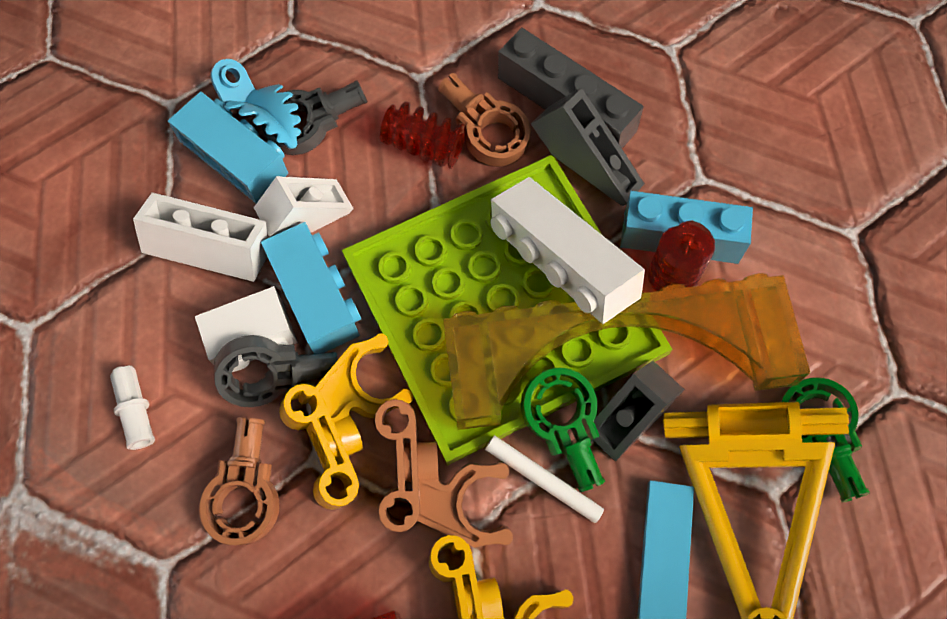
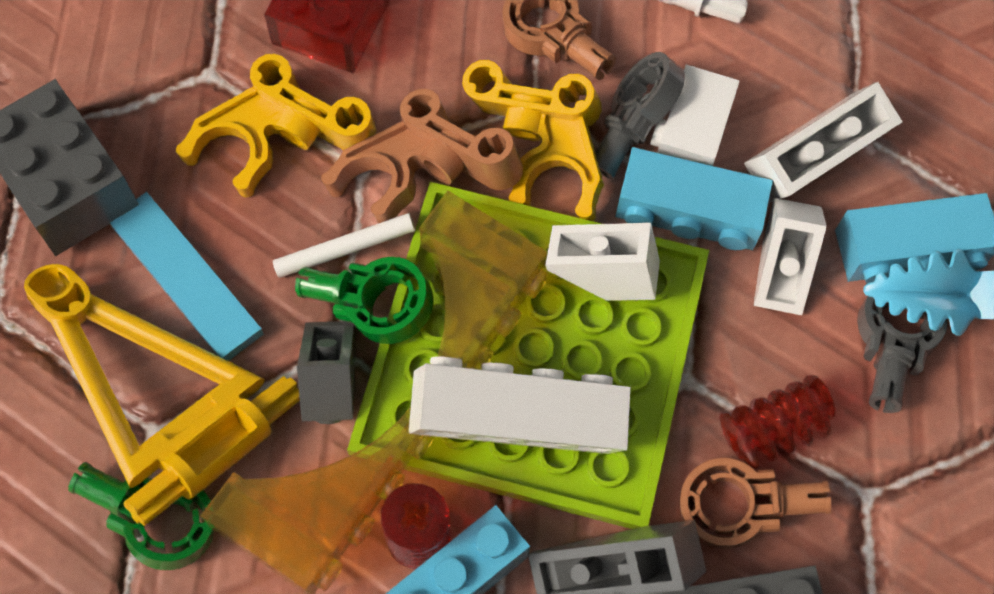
camera: 125 degrees right, 0 degrees up
(413, 286) = (606, 259): none -> white slope

